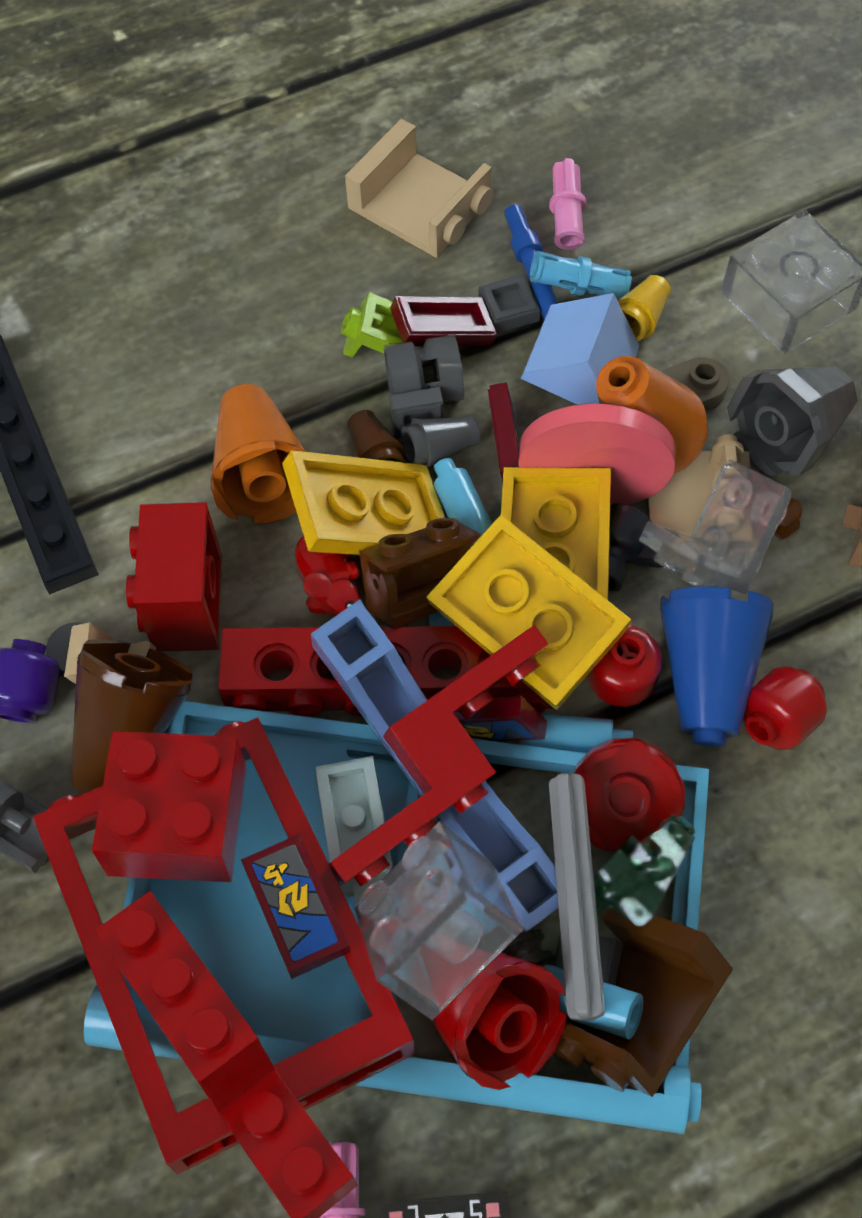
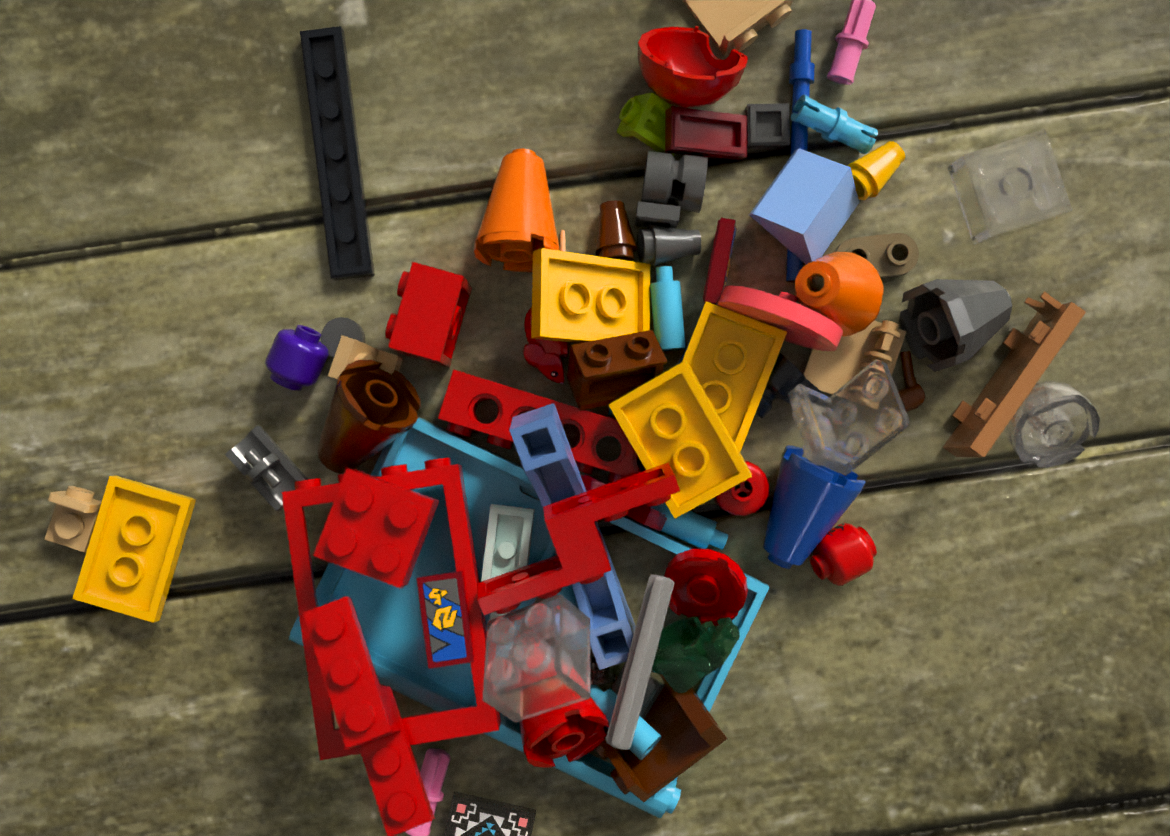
camera: 15 degrees right, 25 degrees up
(400, 265) = (684, 69): none -> red cylinder

